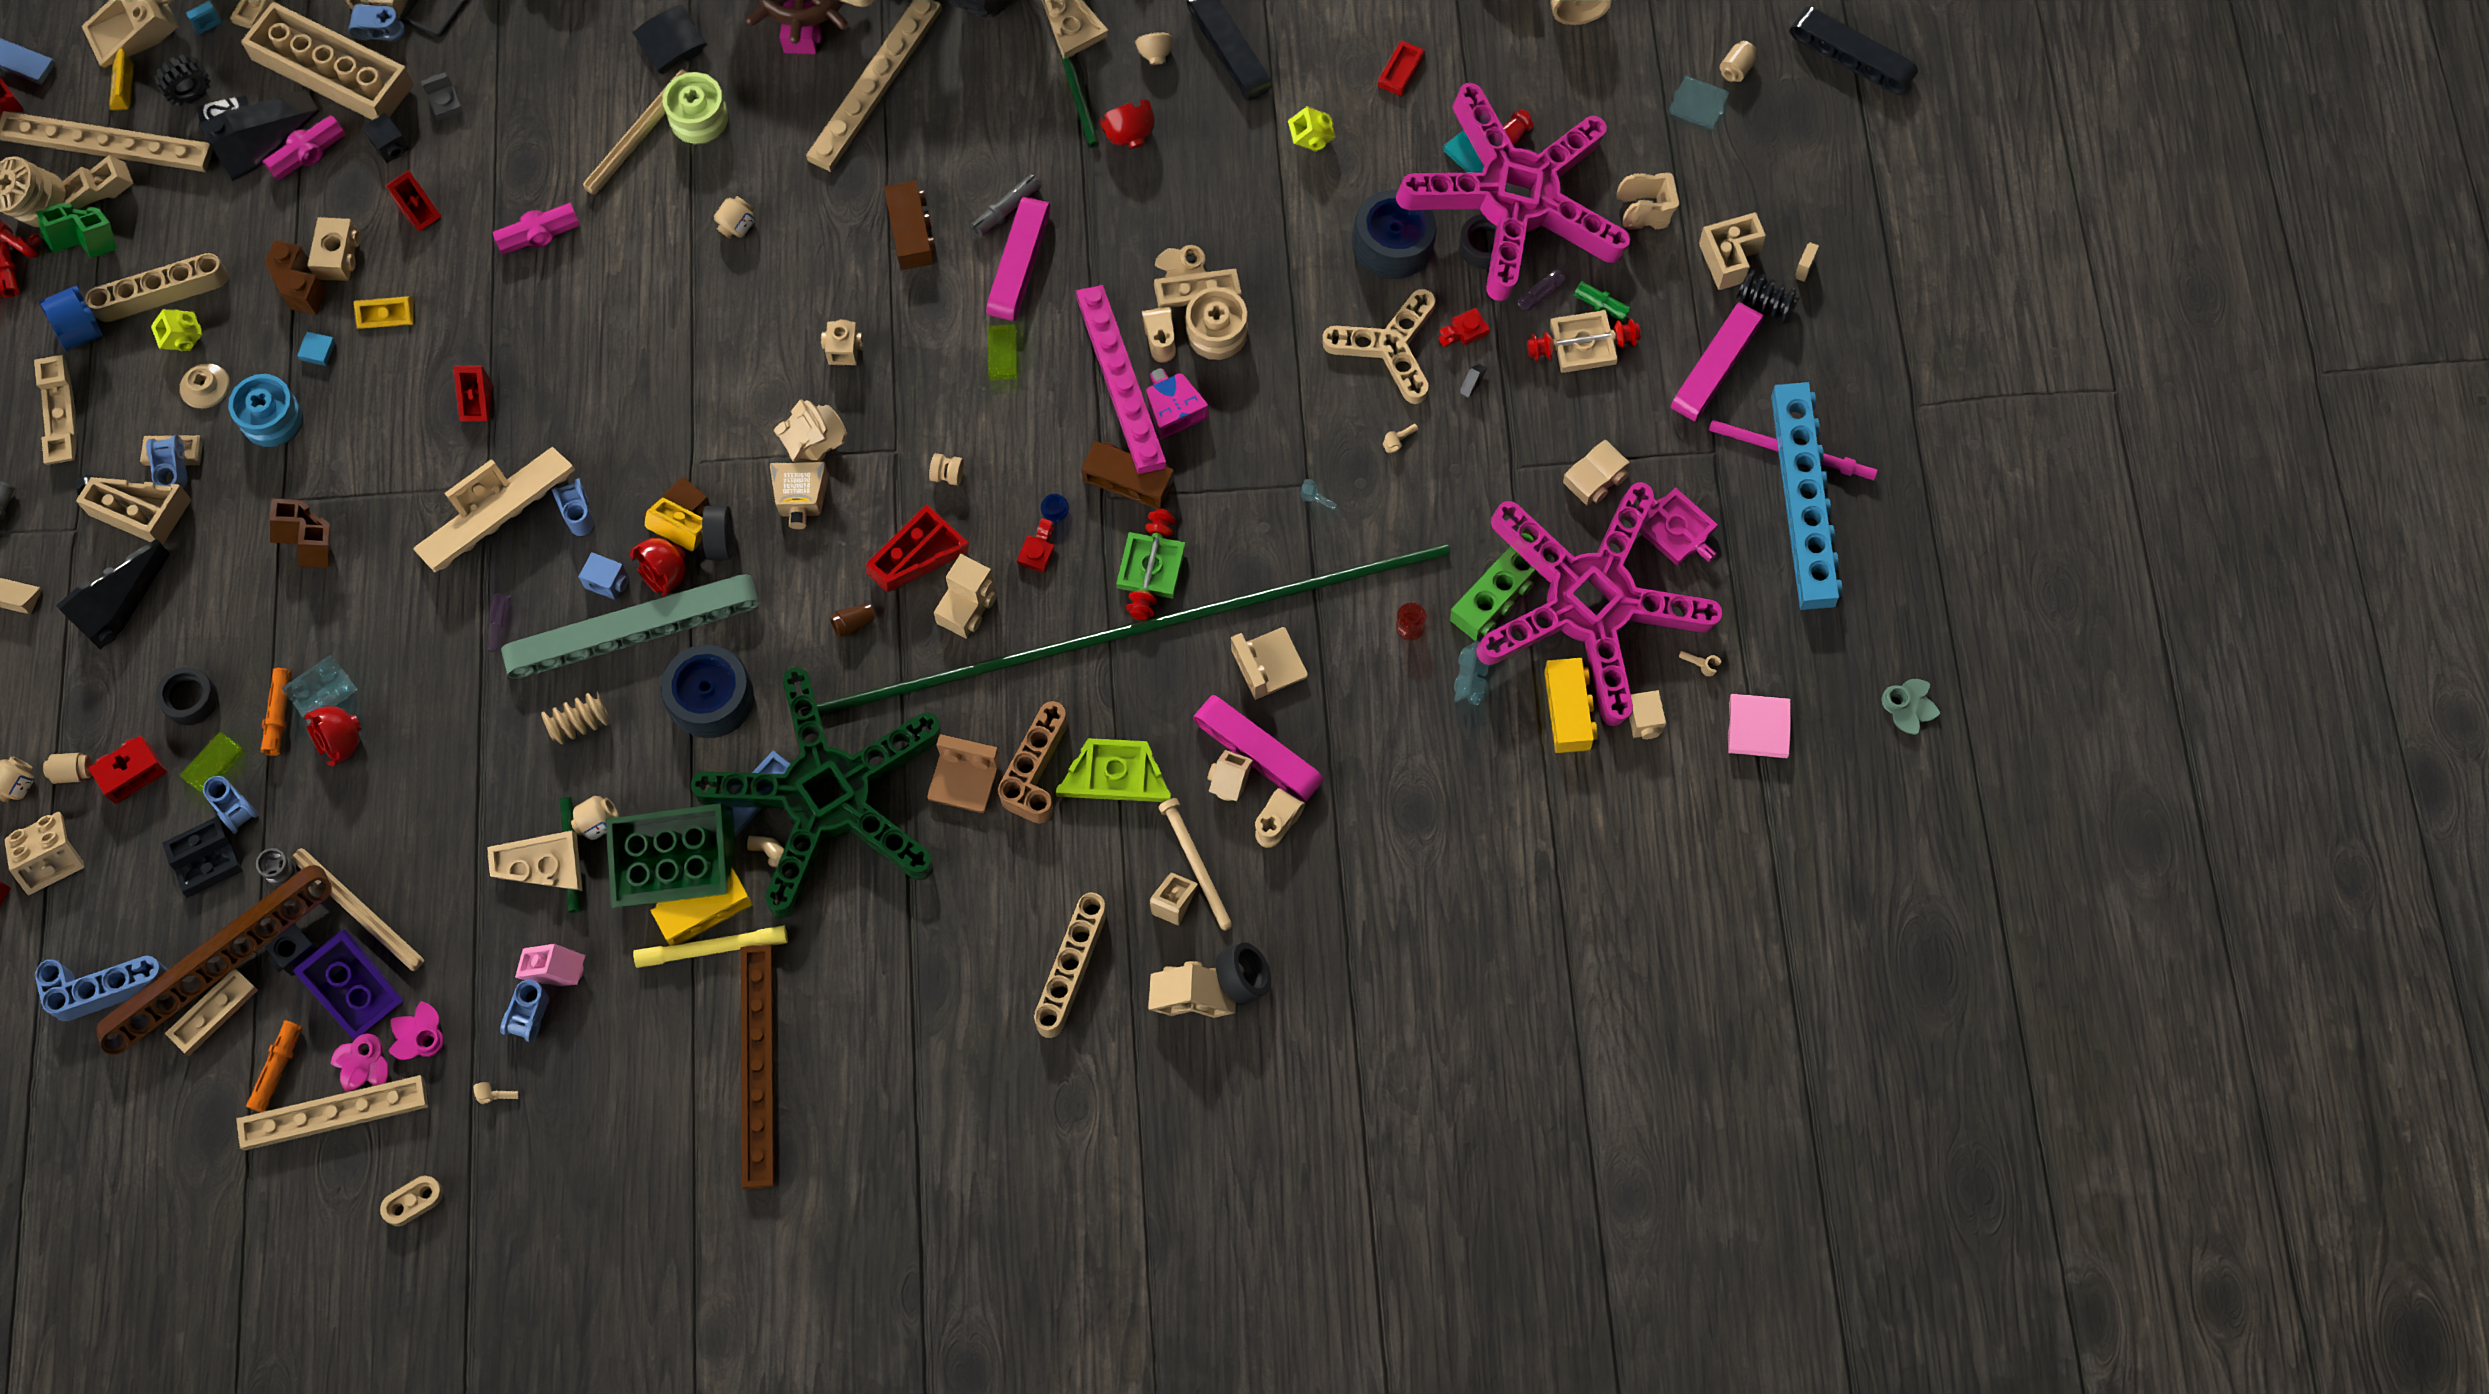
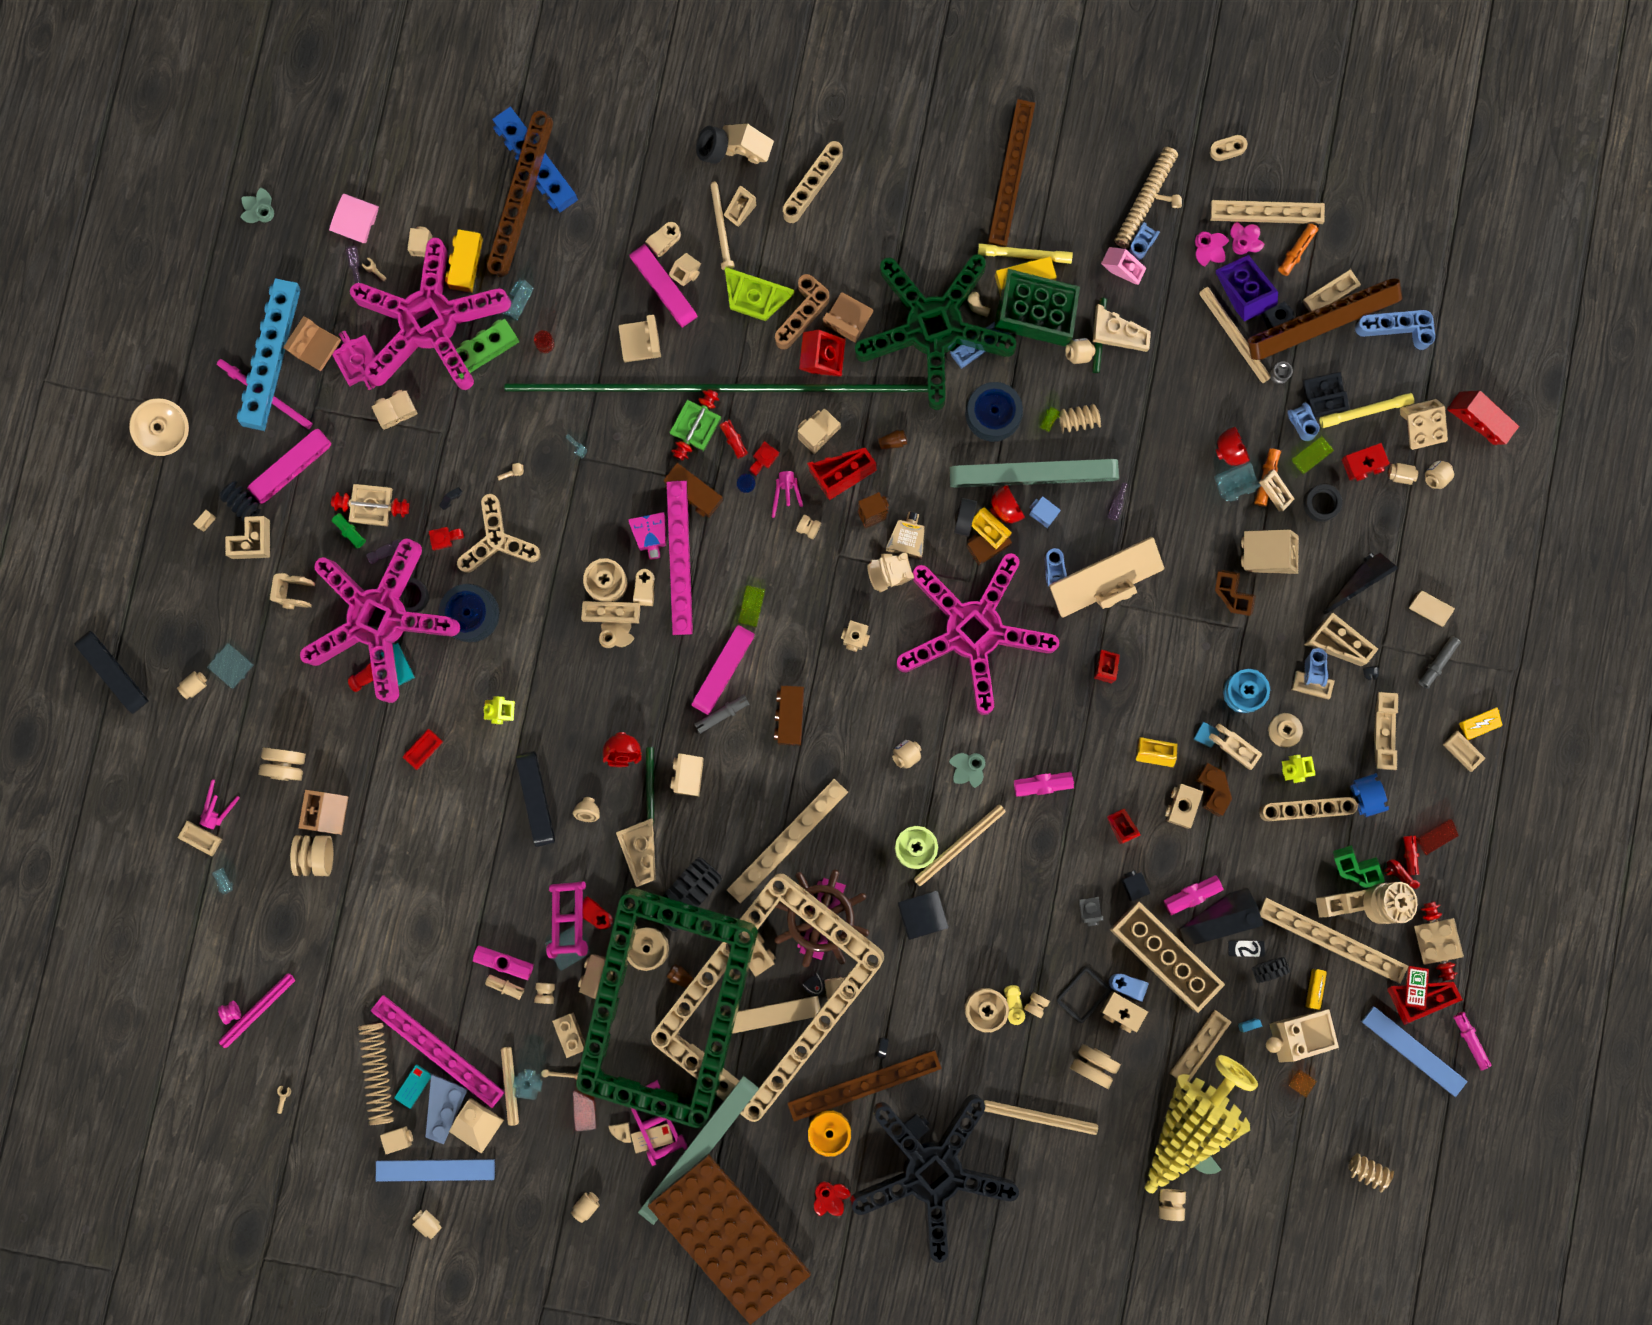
camera: 165 degrees left, 15 degrees up
(89, 873) = (1396, 402): none -> light yellow piece
(255, 603) = (1270, 551): none -> tan slope
(270, 338) = (1236, 747): none -> tan hinge
(271, 699) = (1275, 492): none -> tan tile
(532, 1084) = (1146, 197): none -> tan piece
(620, 716) = (1049, 419): none -> clear neon green pin
(647, 222) = (966, 771): none -> sand green plate
(696, 410) = (957, 640): none -> dark pink beam
(854, 497) = (873, 509): none -> reddish brown brick
(990, 710) = (822, 353): none -> red slope
(995, 524) = (786, 481): none -> dark pink plant
(1030, 114) = (688, 775): none -> tan slope
(1089, 562) = (733, 439): none -> red pin
(1516, 824) = (517, 185): none -> reddish brown beam
(1520, 899) = (565, 196): none -> blue brick
(1735, 663) = (353, 262): none -> clear purple axle
(1747, 527) = (312, 344): none -> medium nougat bracket
(1912, 349) = (172, 430): none -> tan dish

